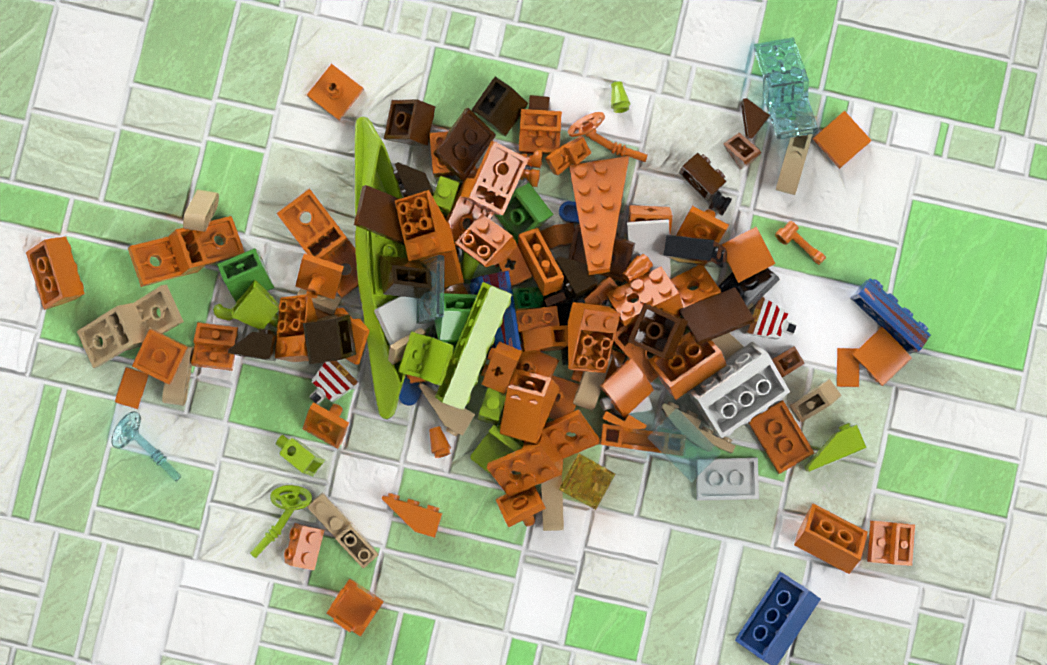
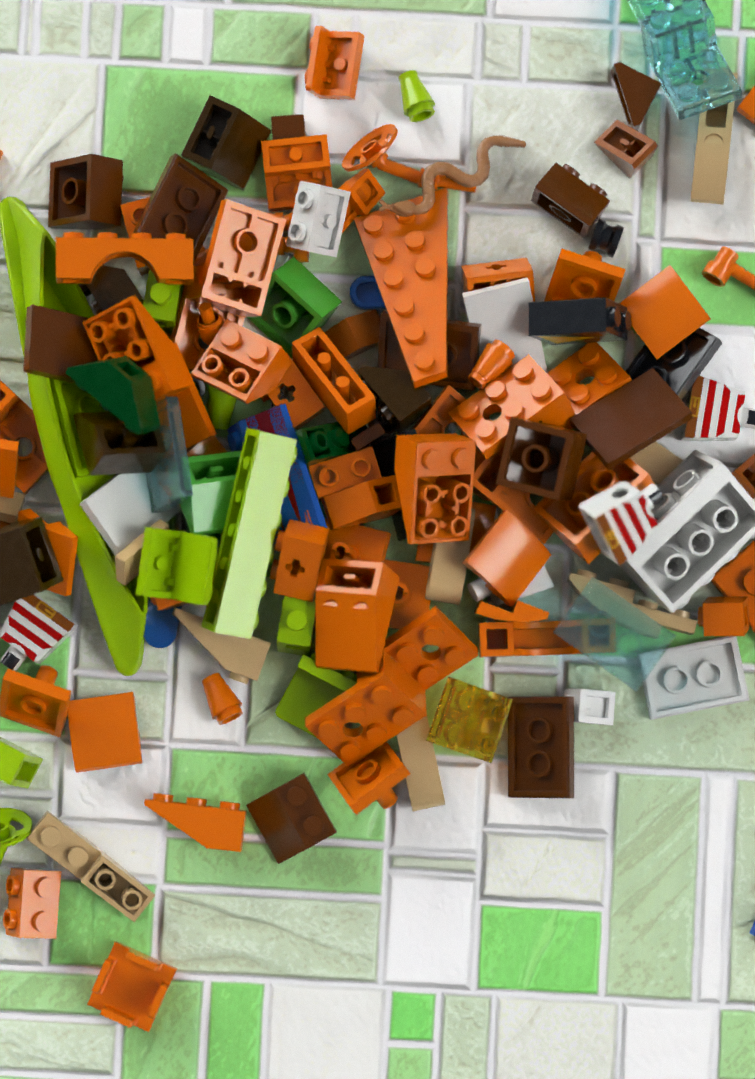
camera: 10 degrees left, 0 degrees up
(365, 450) = (104, 732): none -> orange slope
(400, 161) = (166, 257): none -> orange arch
(411, 246) = (121, 390): none -> dark green slope
(469, 522) = (291, 818): none -> reddish brown slope
(470, 214) = (208, 322): none -> orange cylinder
(547, 162) = (318, 218): none -> white bracket
(573, 69) = (334, 63): none -> orange bracket
(603, 165) = (408, 208): none -> medium nougat animal
(627, 505) = (541, 747): none -> reddish brown tile
(660, 485) = (592, 706): none -> white bracket
(700, 376) = (621, 518): none -> torso
(752, 445) = (724, 616): none -> orange brick

